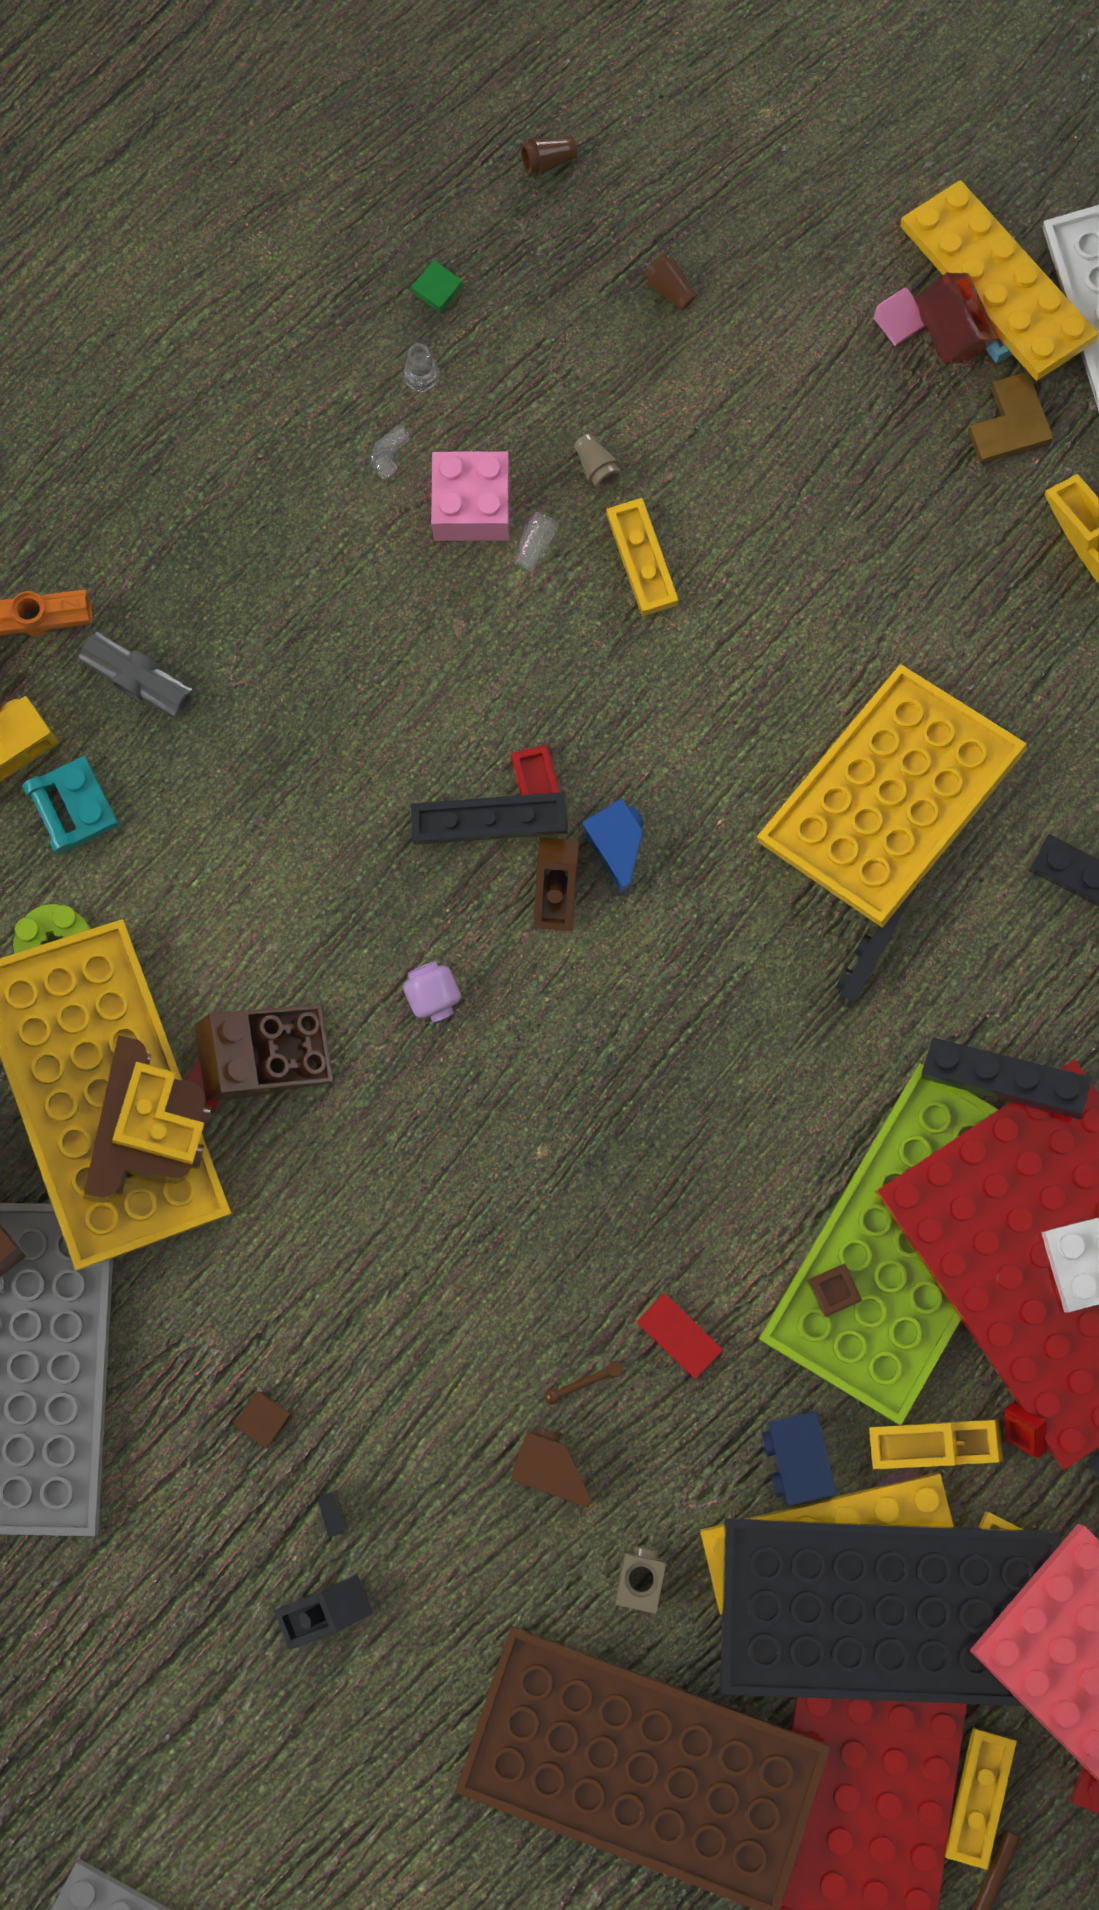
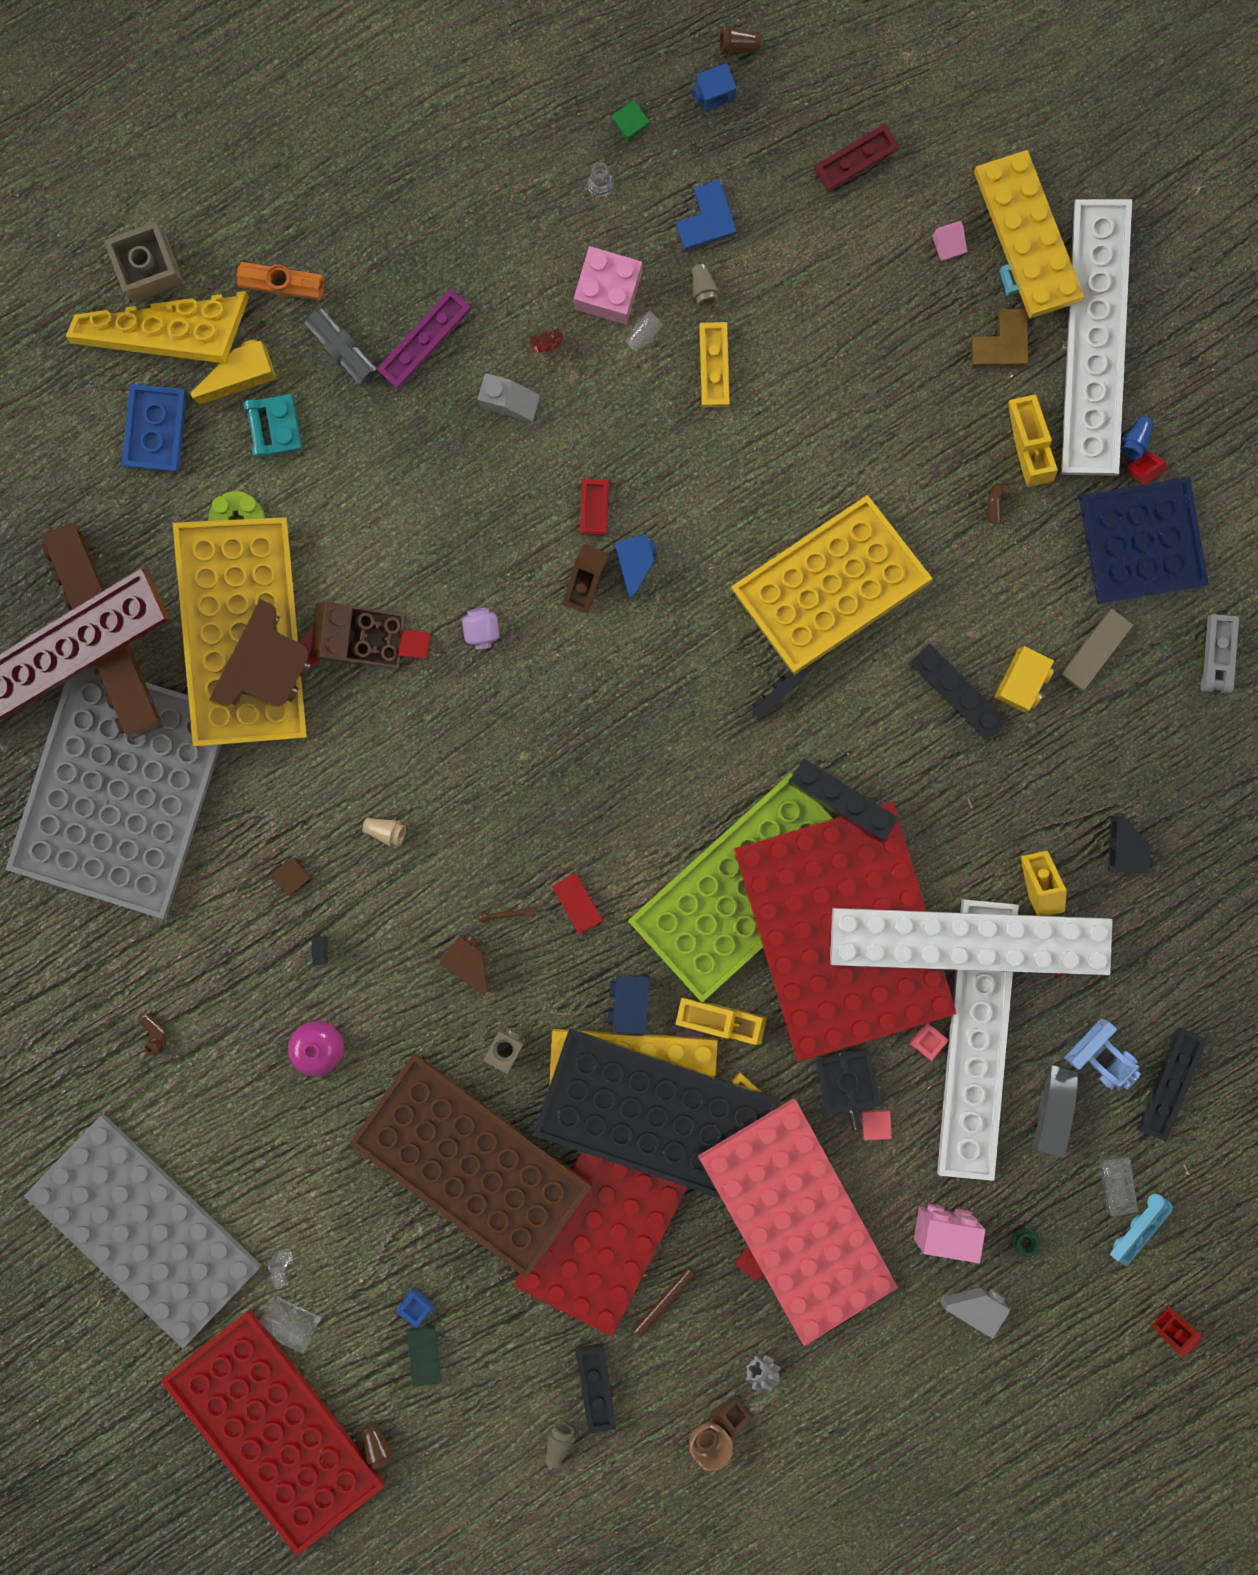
camera: 15 degrees right, 10 degrees up
(128, 1712) = (157, 1035): none -> reddish brown arm
(146, 1124) = (262, 664): yellow plate -> none
(245, 634) = (424, 339): none -> magenta plate
(323, 1612) = (297, 1009): black slope -> none
(346, 1042) = (414, 645): none -> red slope
(366, 1662) = (315, 1048): none -> dark pink cylinder
(378, 1313) = (387, 831): none -> tan cone
(379, 677) = (507, 398): none -> light grey slope
(384, 451) = (558, 232): clear arm -> none
(410, 589) = (546, 341): none -> clear red plate
(489, 818) = (553, 520): black plate -> none
(534, 216) = (714, 87): none -> blue brick
(583, 378) = (714, 218): none -> blue tile
(669, 281) = (795, 165): reddish brown cone -> none
(744, 250) = (856, 158): none -> dark red plate
(834, 1290) = (686, 904): reddish brown tile -> none
(955, 318) = (988, 255): clear red brick -> none
(980, 1798) = (677, 1244): yellow plate -> none
(1025, 1430) = (780, 1030): red tile -> none
(1072, 627) = (994, 502): none -> reddish brown arm

